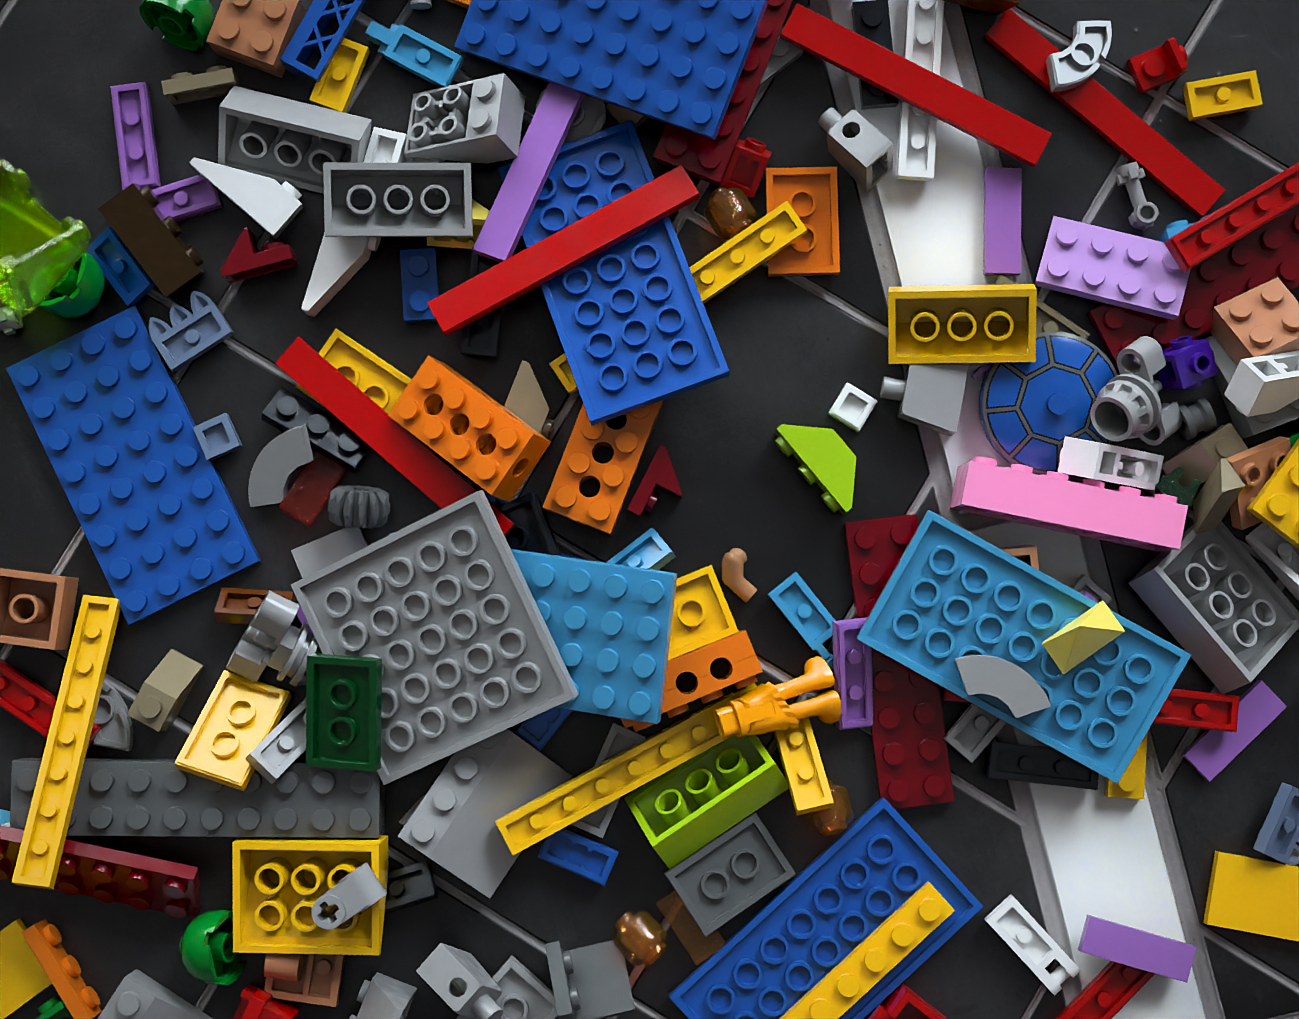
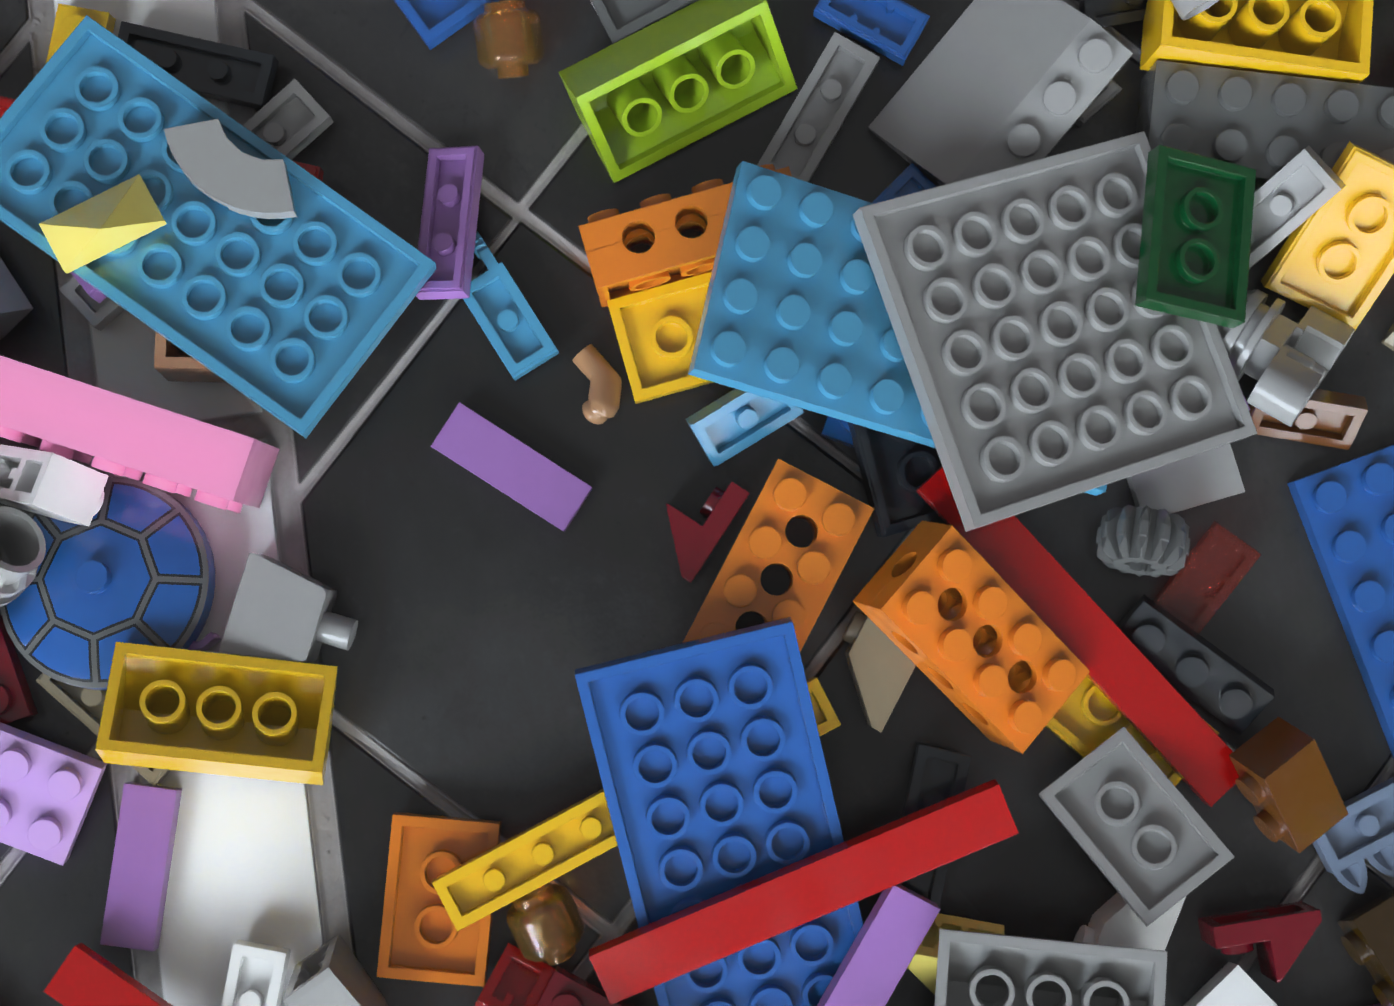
camera: 175 degrees left, 0 degrees up
(217, 436) = (1340, 670): sand blue plate -> none
(249, 354) = (1288, 785): none -> reddish brown brick
(276, 464) = (1257, 618): light grey tile -> none
(349, 317) = (1136, 826): none -> light grey plate
(419, 283) = (1021, 870): blue plate -> none
(613, 777) = (788, 116): yellow plate -> none
(765, 706) = (581, 180): light orange piece -> none
(789, 512) = (512, 467): none -> medium lavender tile
(803, 768) = (538, 108): yellow plate -> none
(822, 460) = (452, 535): lime slope -> none
(852, 407) = (400, 611): white tile -> none
(906, 706) = (378, 161): dark red plate -> none

